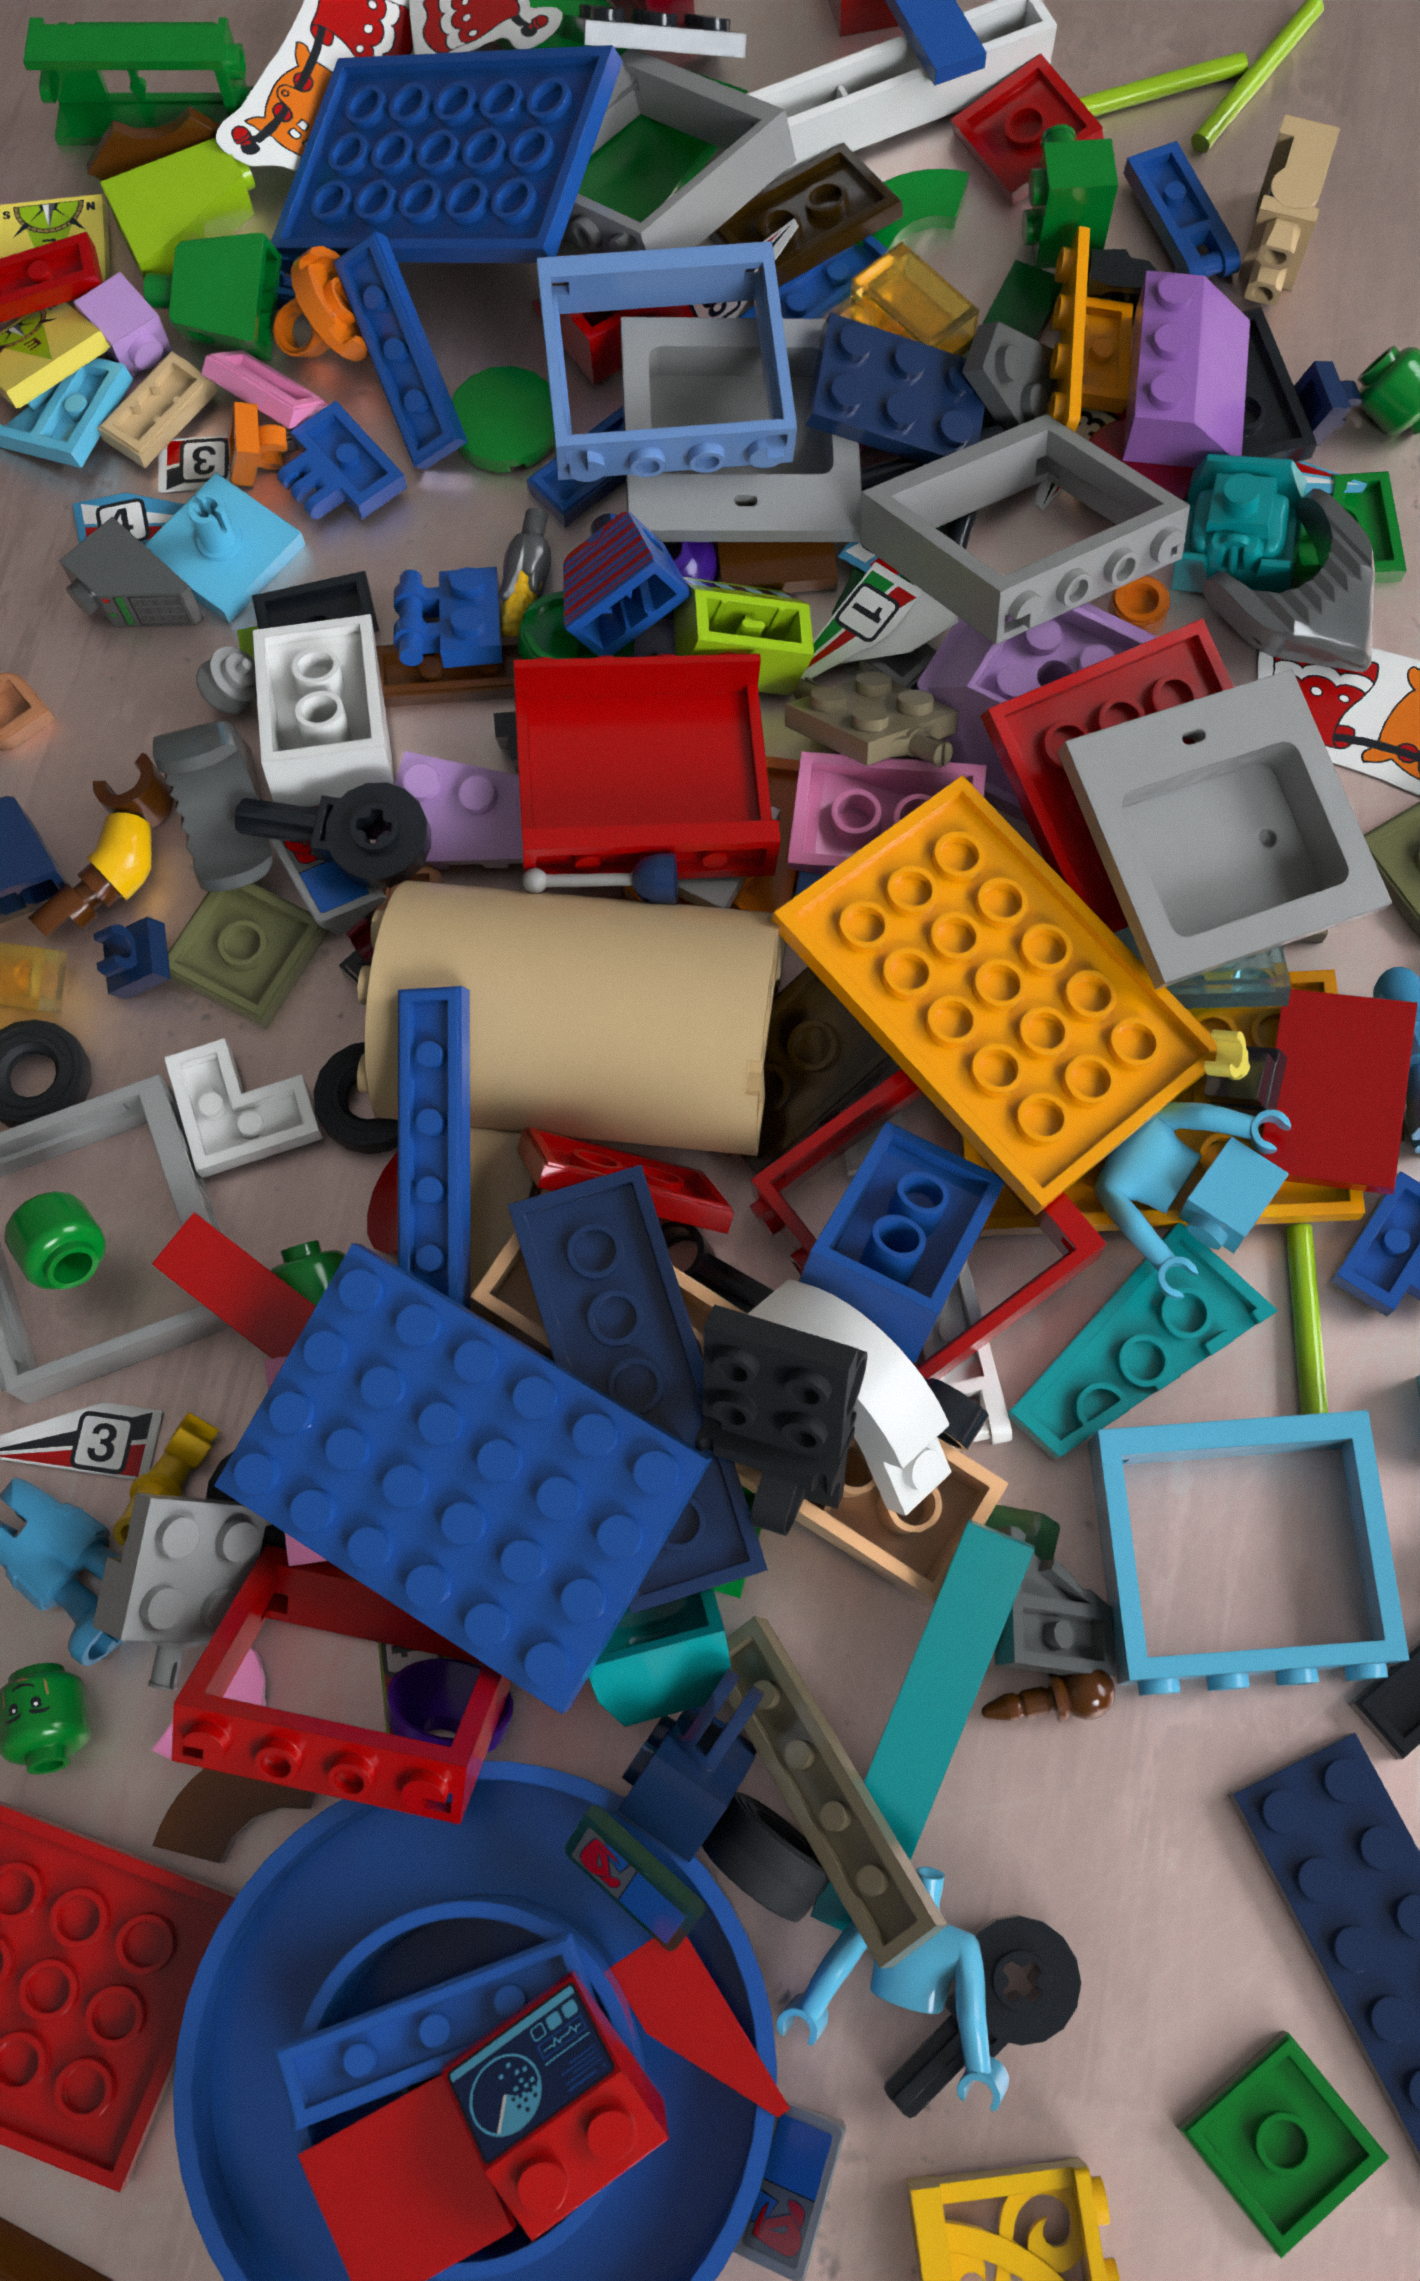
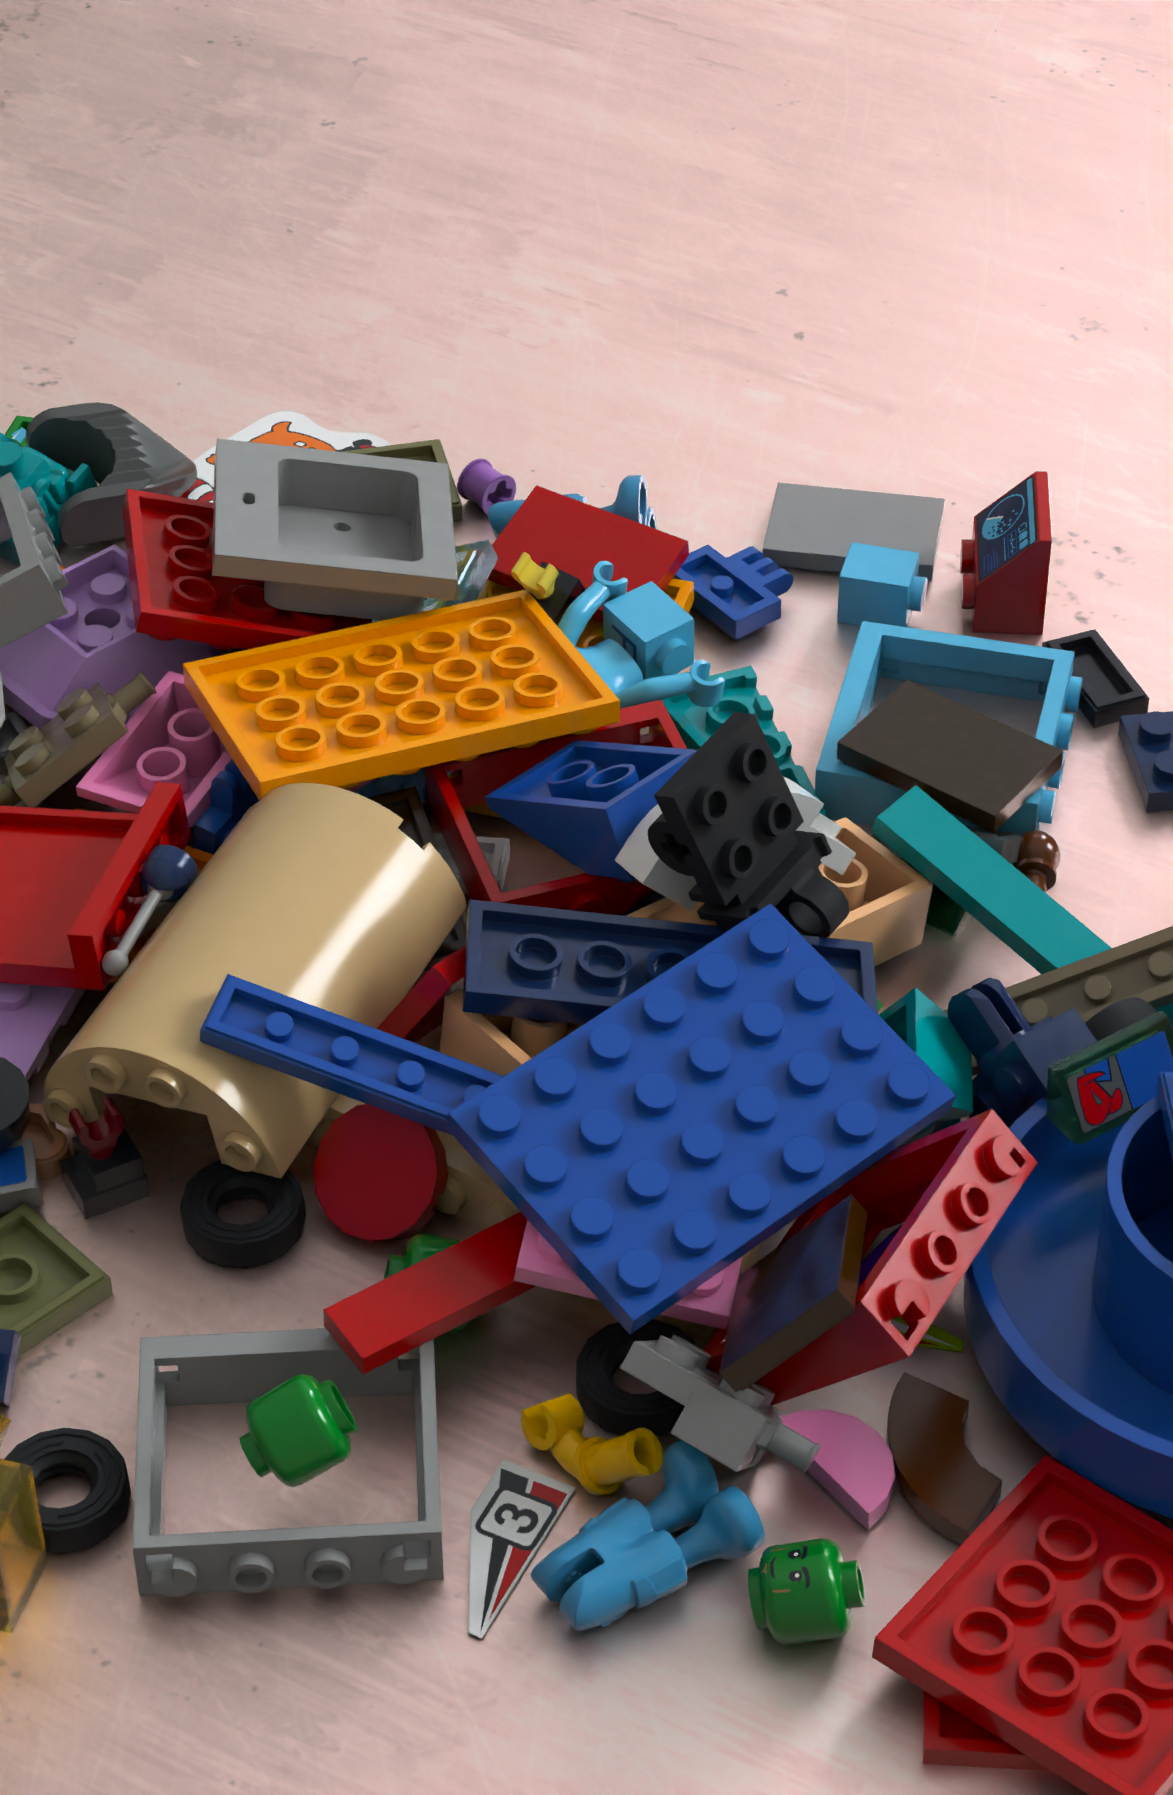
camera: 75 degrees left, 30 degrees down
(233, 1126) = (223, 1299): white plate -> none
(247, 1629) = (794, 1294): none -> dark brown tile
(1160, 1567) = (951, 754): none -> dark brown tile
(1306, 1319) = (769, 661): lime bar -> none

